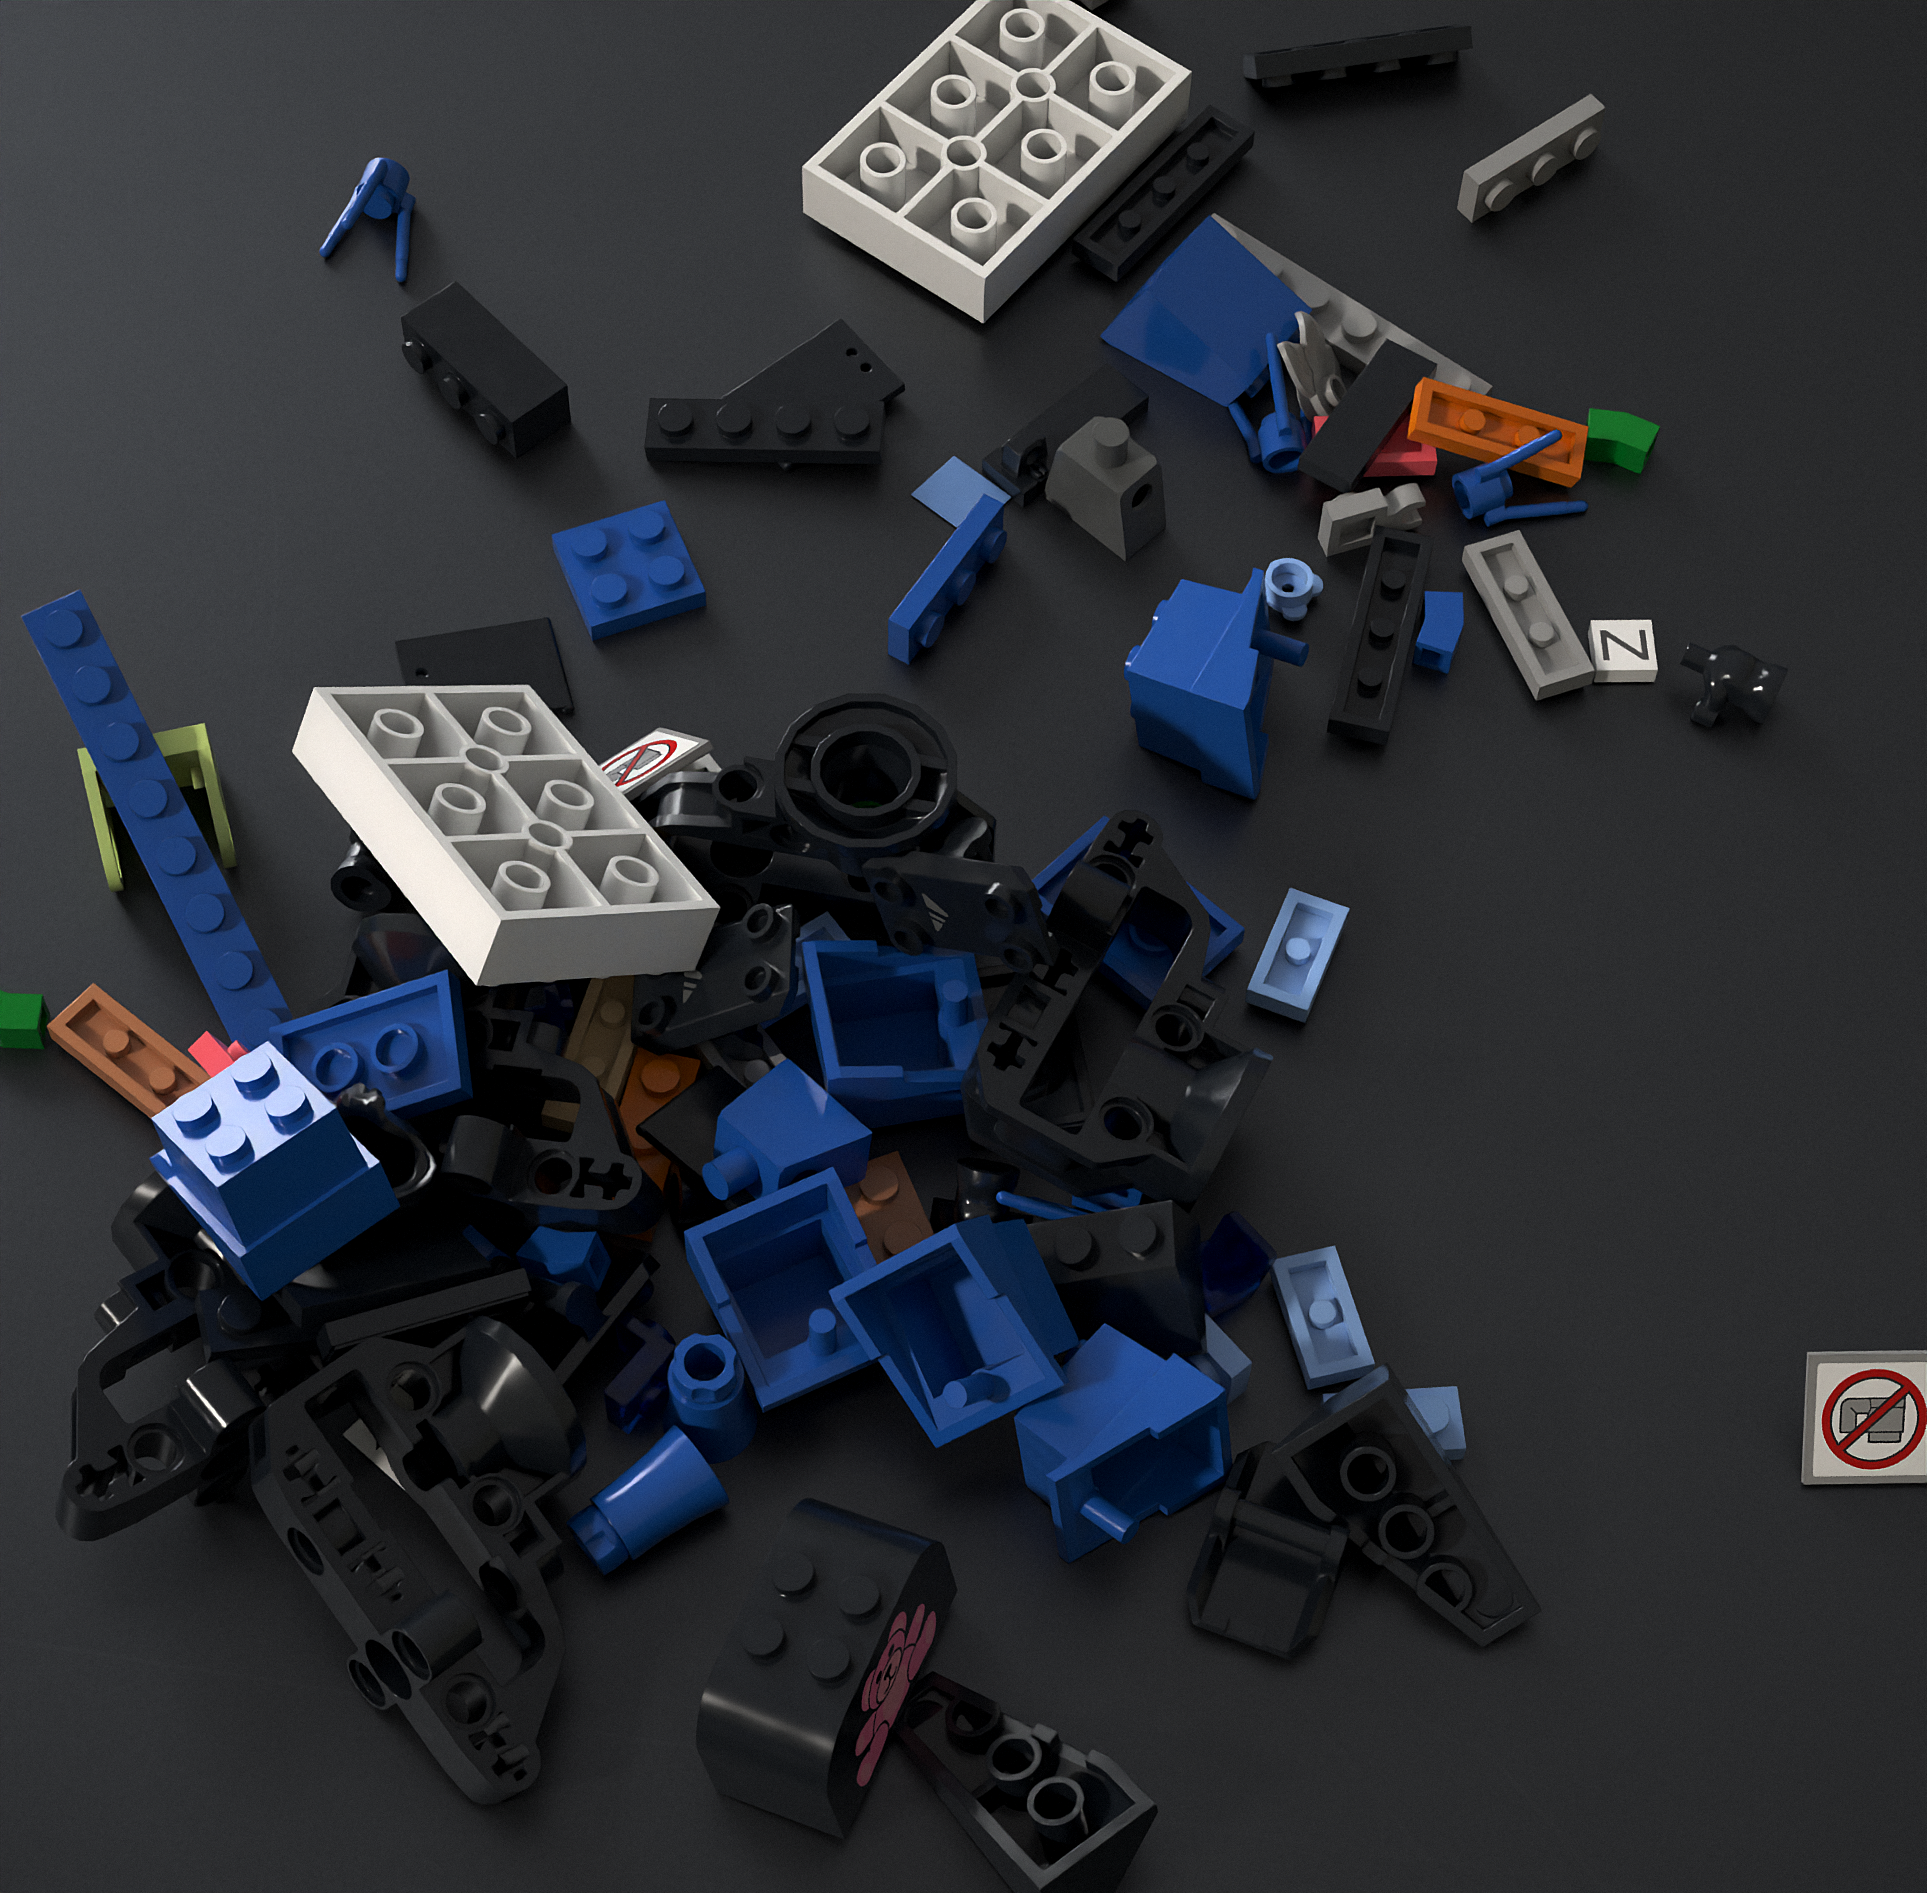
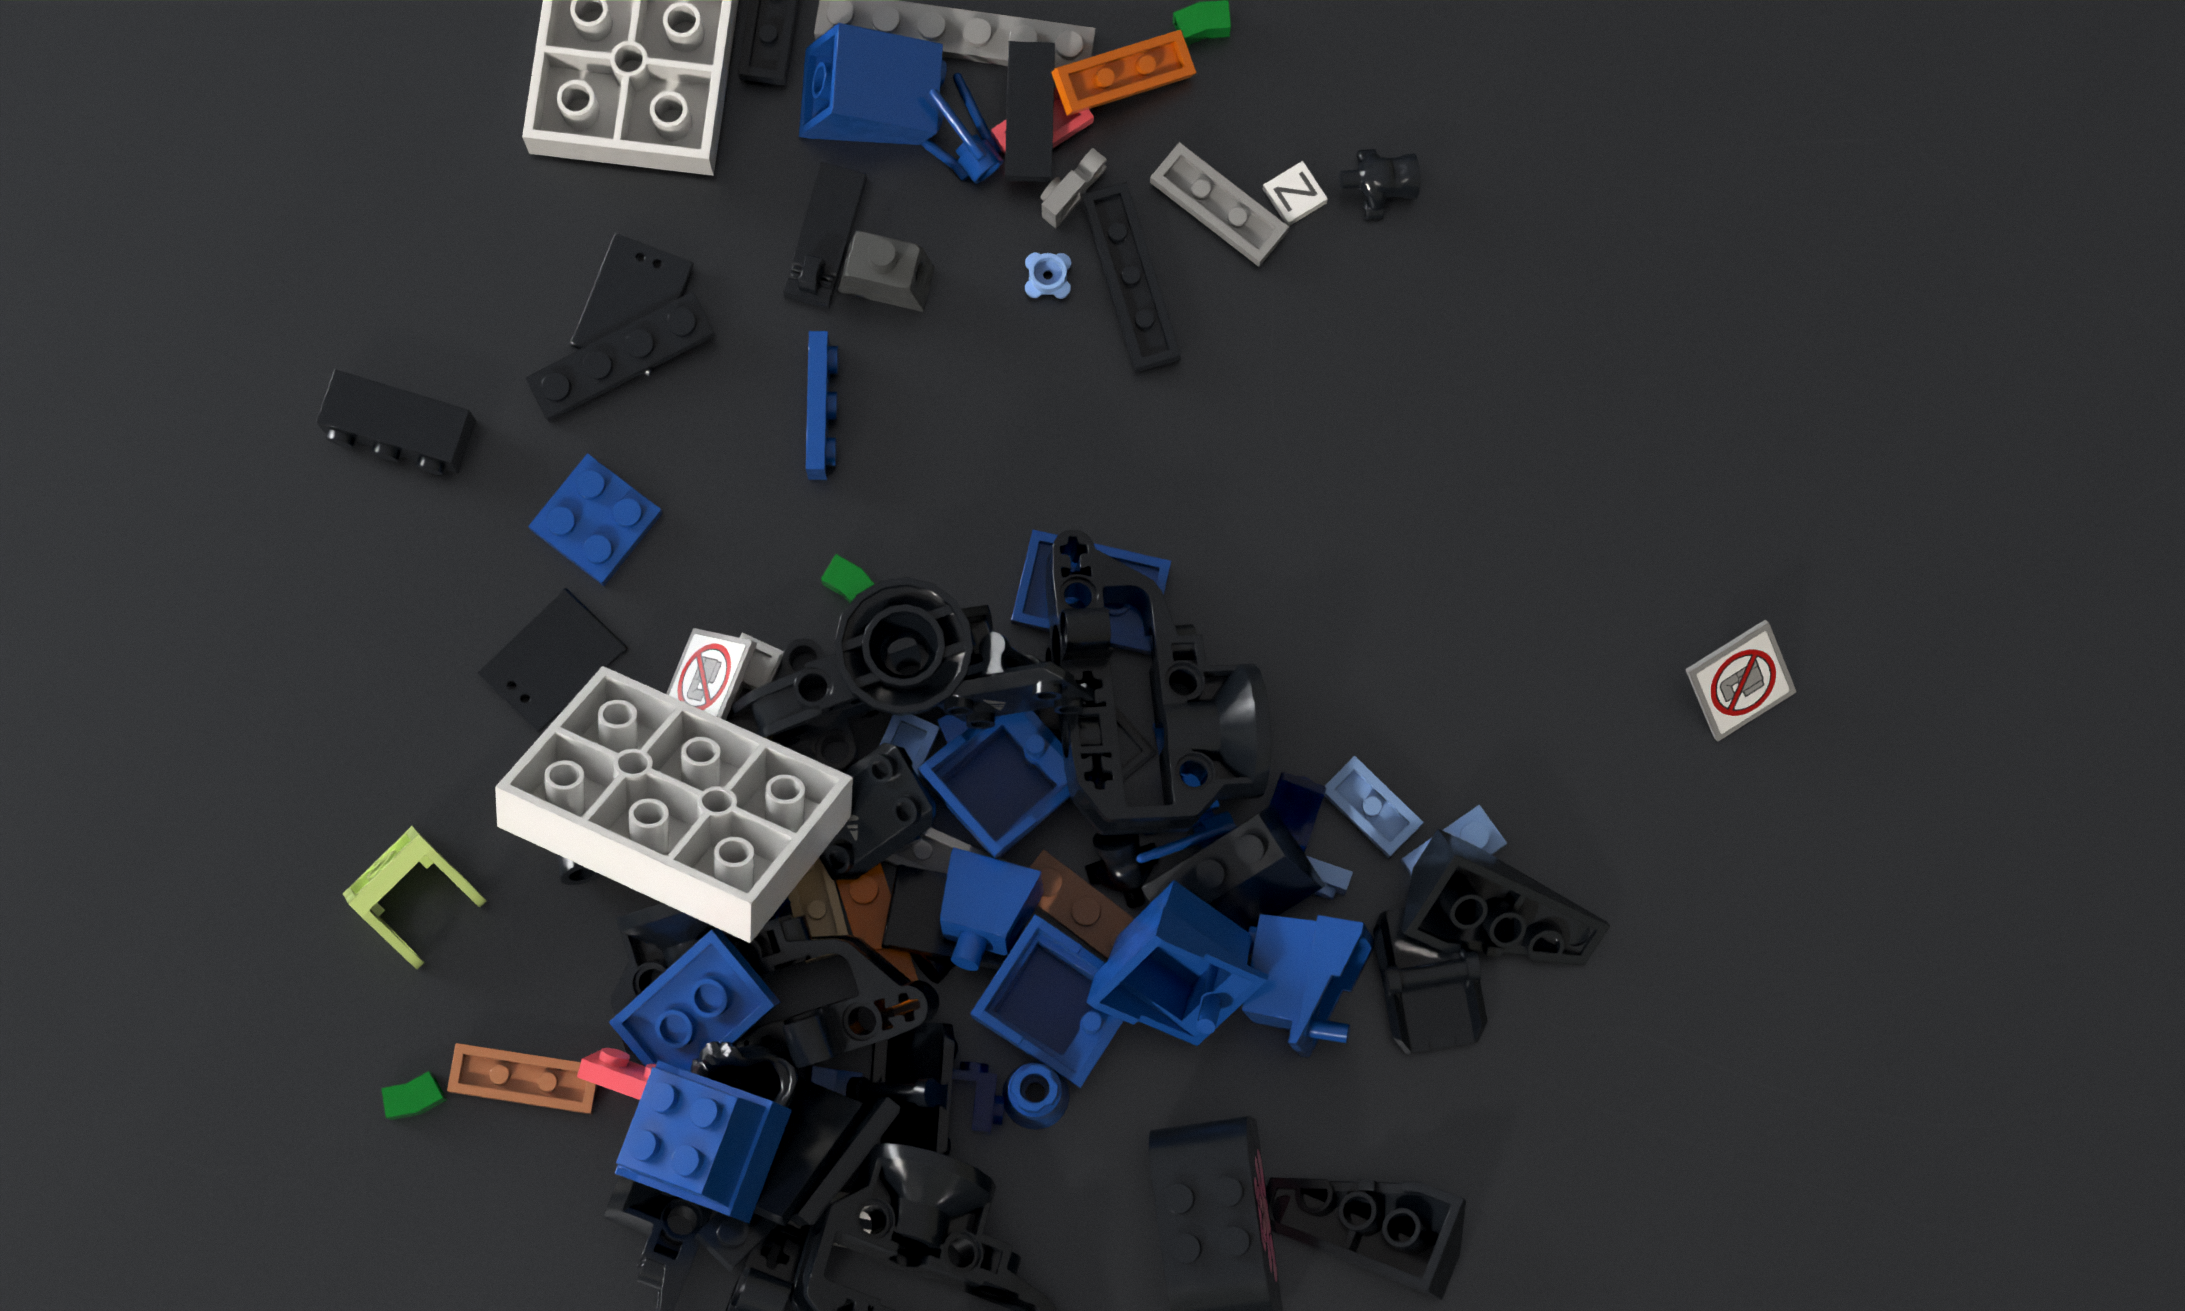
camera: 30 degrees left, 20 degrees up
(158, 819) = (438, 921): blue plate -> none
(379, 195) = (221, 318): blue plant -> none
(565, 1256) = (893, 1059): blue piece -> none
(647, 1503) = (1039, 1180): blue plant -> none
(955, 491) = (781, 324): medium blue sticker -> none
(1207, 681) = (1045, 393): blue piece -> none
(1297, 955) = (1213, 557): light blue plate -> none
(1313, 369) = (972, 93): light grey plate -> none
(1440, 630) = (1167, 249): blue piece -> none
(1488, 485) = (1136, 117): blue plant -> none

